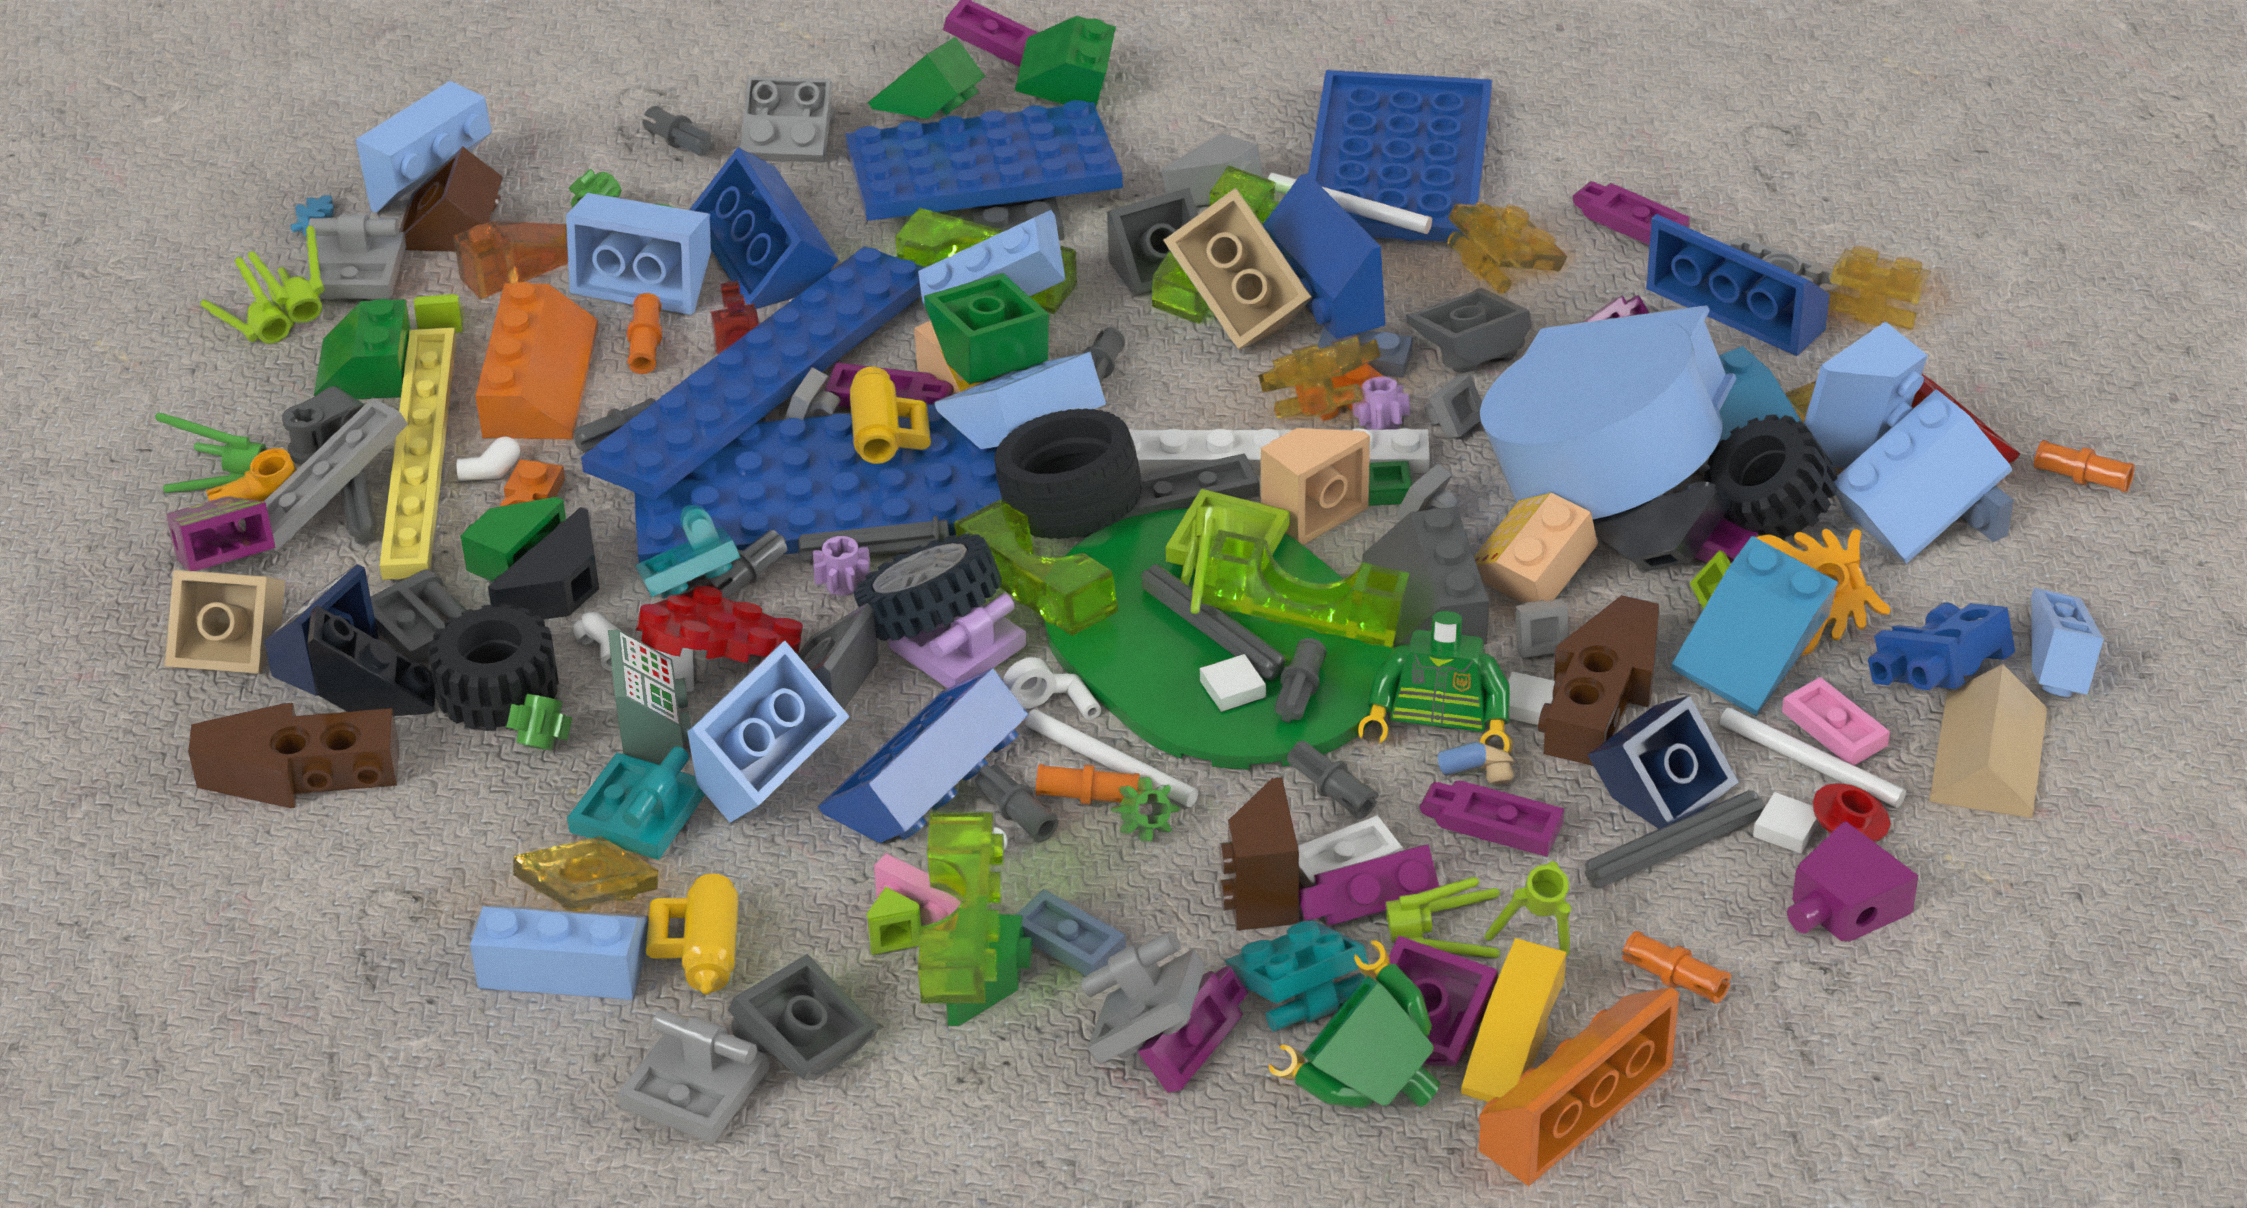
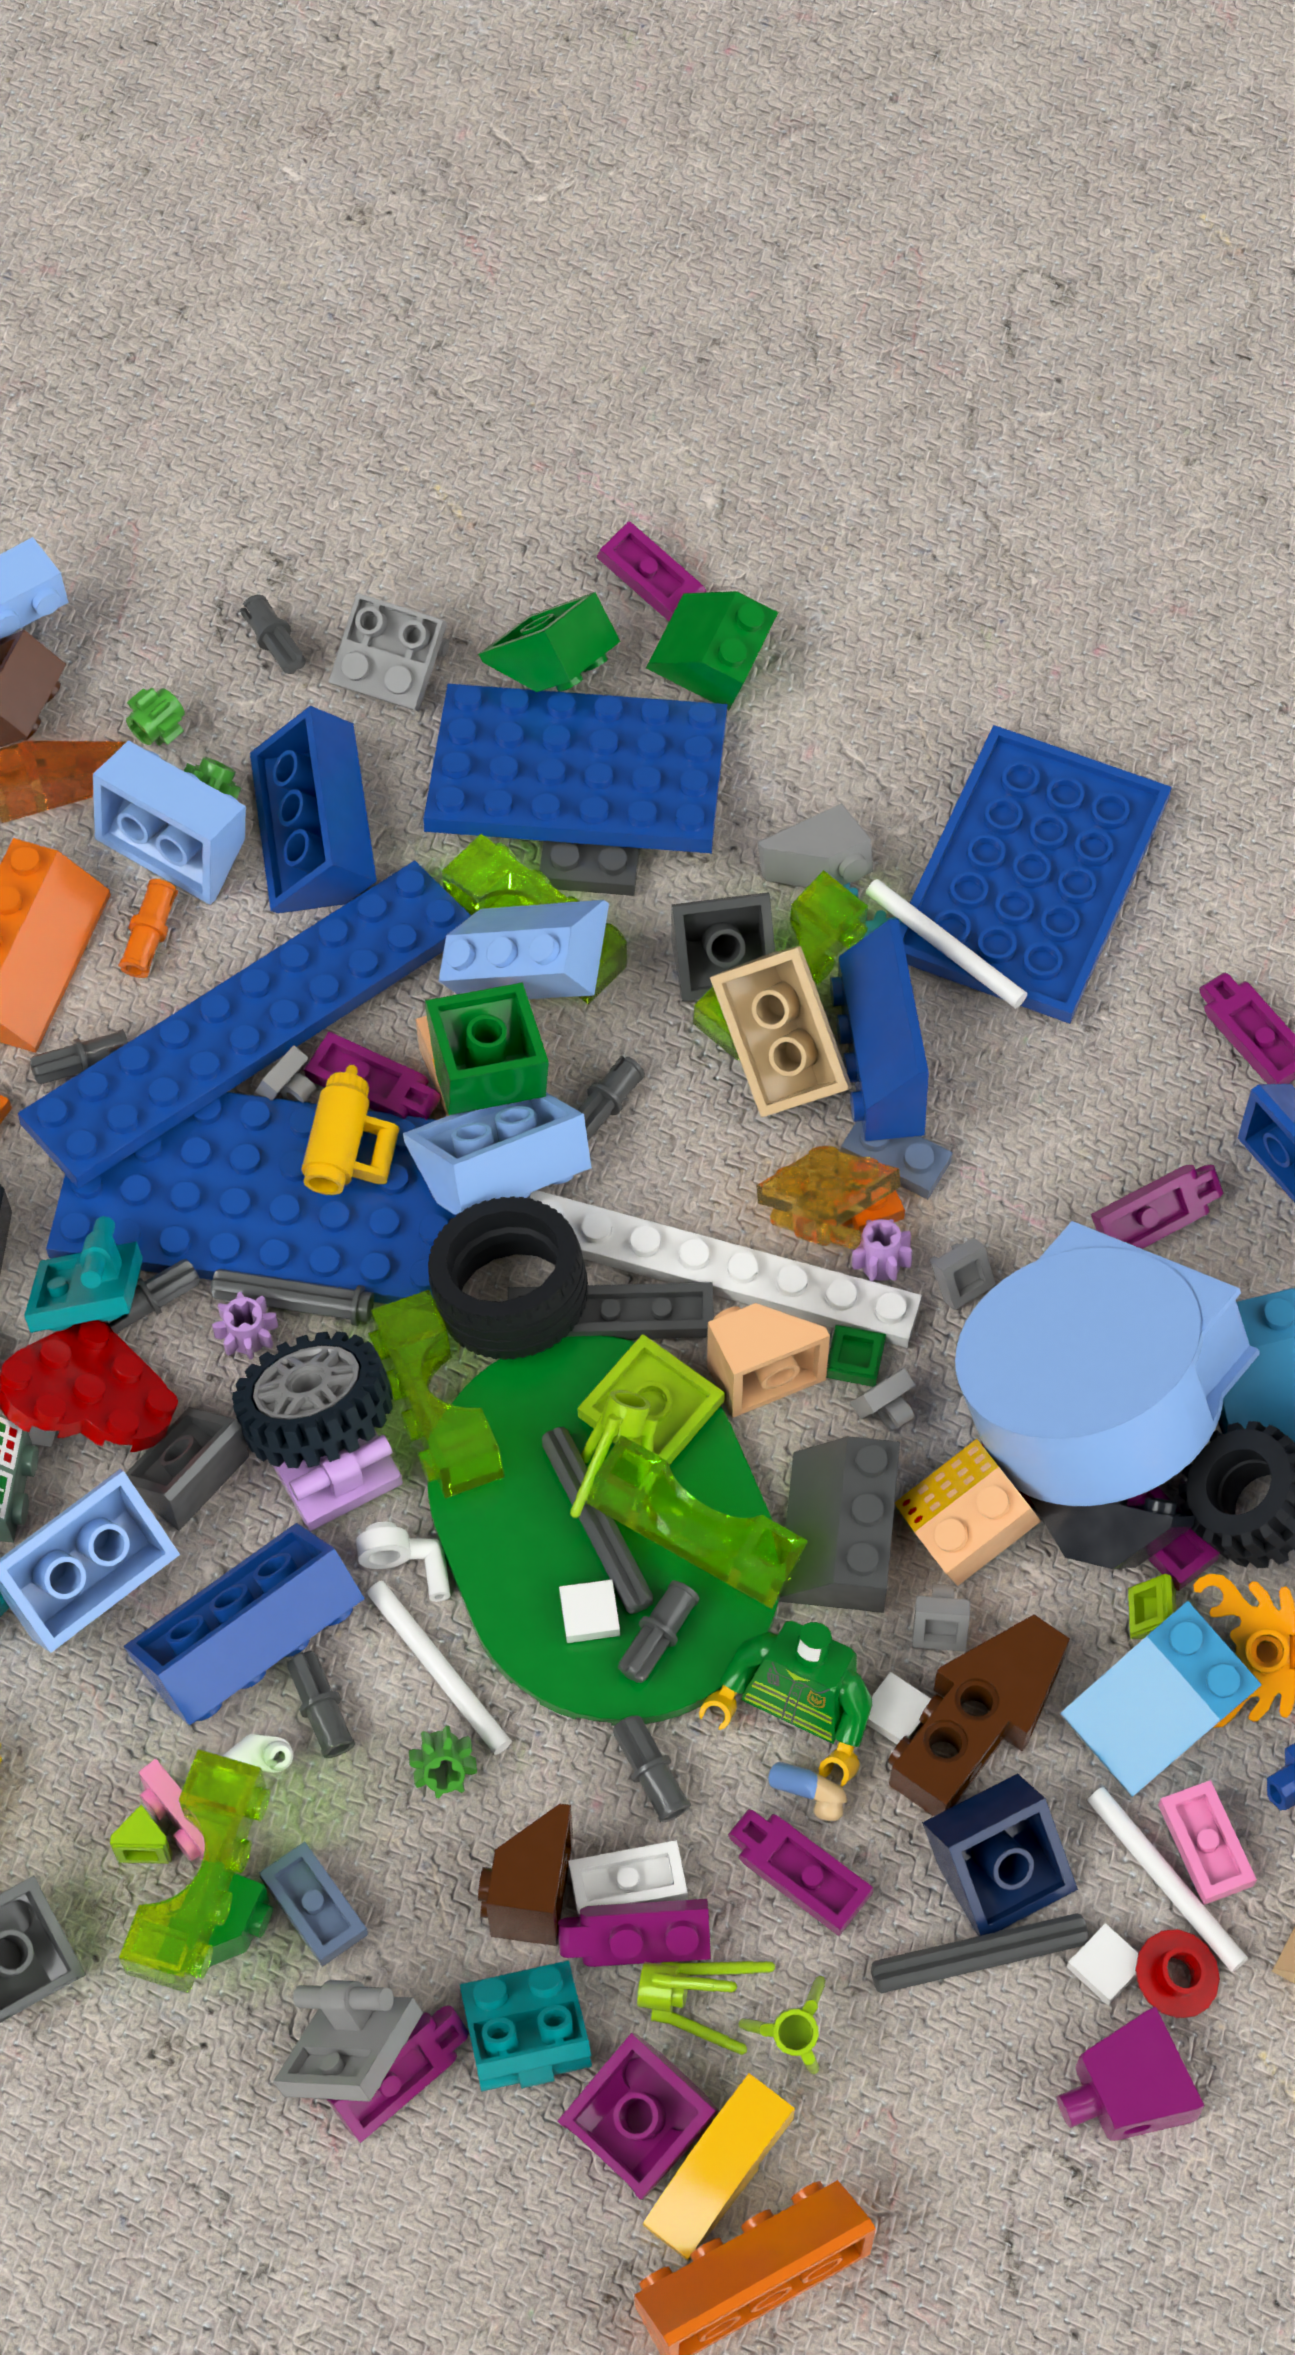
camera: 15 degrees right, 20 degrees up
(734, 319) = (238, 945): clear red plate -> none
(1083, 784) = (397, 1702): orange pin -> none
(1370, 1044) = (555, 2167): green torso -> none
(1473, 328) = (1018, 1160): dark grey slope -> none
(1501, 239) = (1098, 1040): clear yellow plate -> none
(1676, 967) = (916, 2134): orange pin -> none

